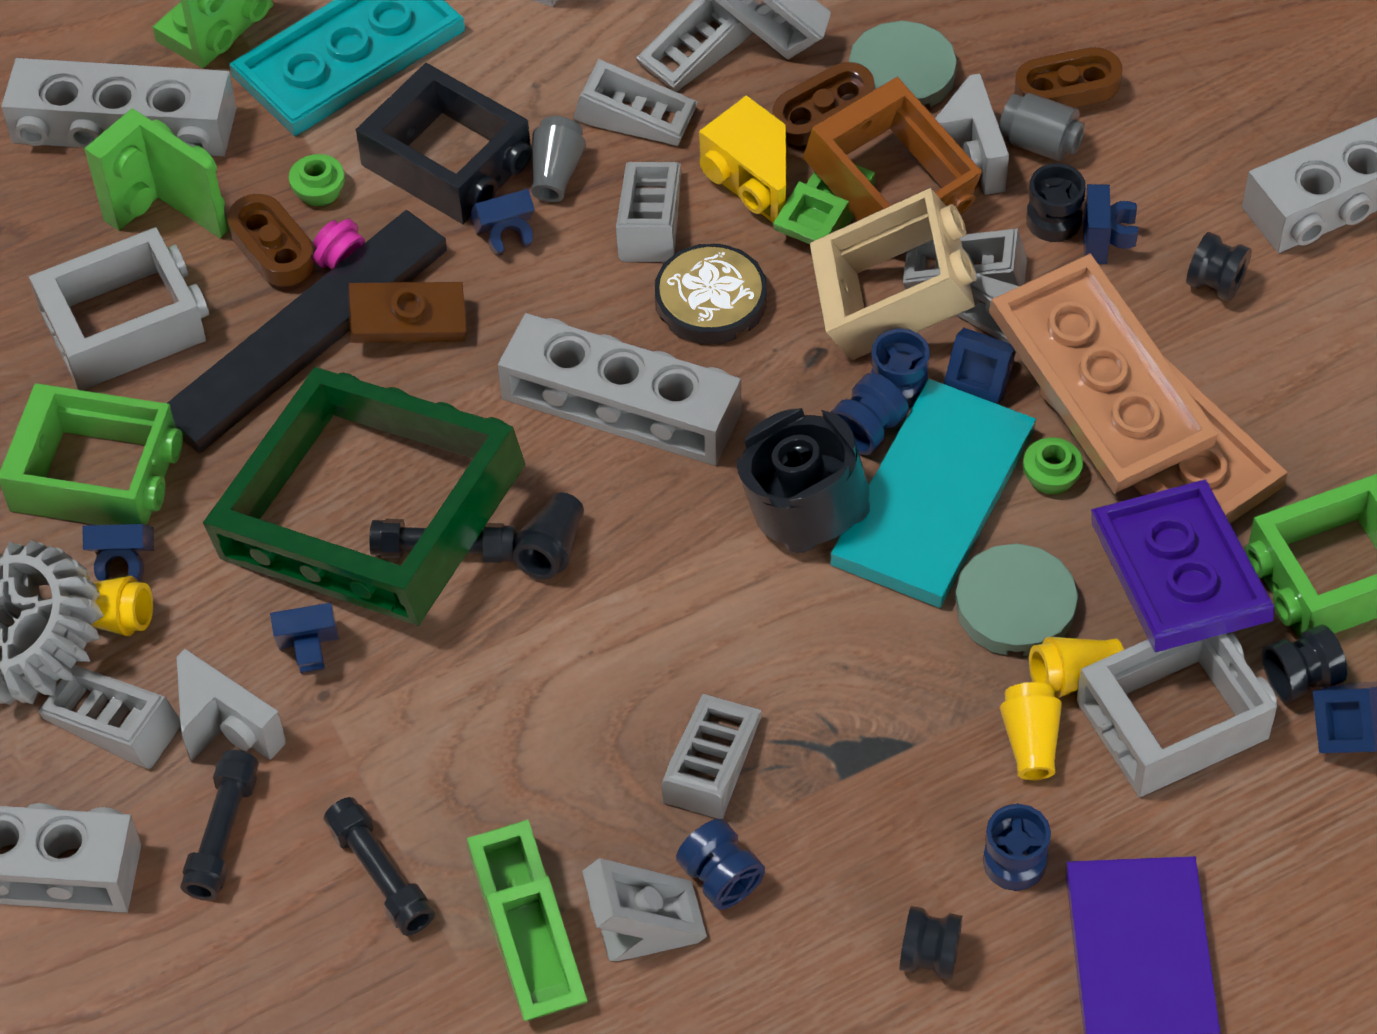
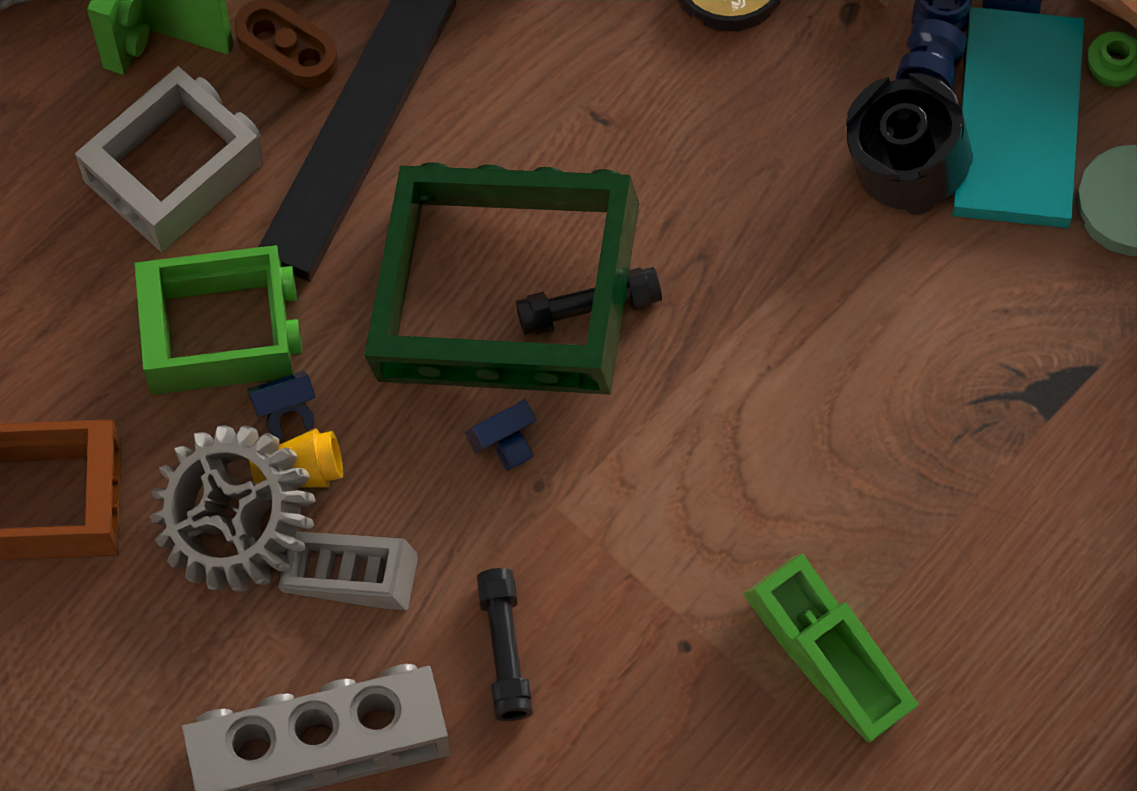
camera: 20 degrees left, 10 degrees up
(217, 704) = (447, 525): light grey slope -> none
(336, 242) = (354, 30): dark pink plate -> none
(404, 903) = (713, 667): black bar -> none
(406, 312) = (453, 81): reddish brown plate -> none
(548, 538) = (688, 272): black cone -> none
(583, 378) = (713, 120): light grey brick -> none
(641, 909) = (932, 605): light grey slope -> none
(697, 793) = (926, 476): light grey slope -> none
(720, 864) = (994, 547): dark blue wheel -> none

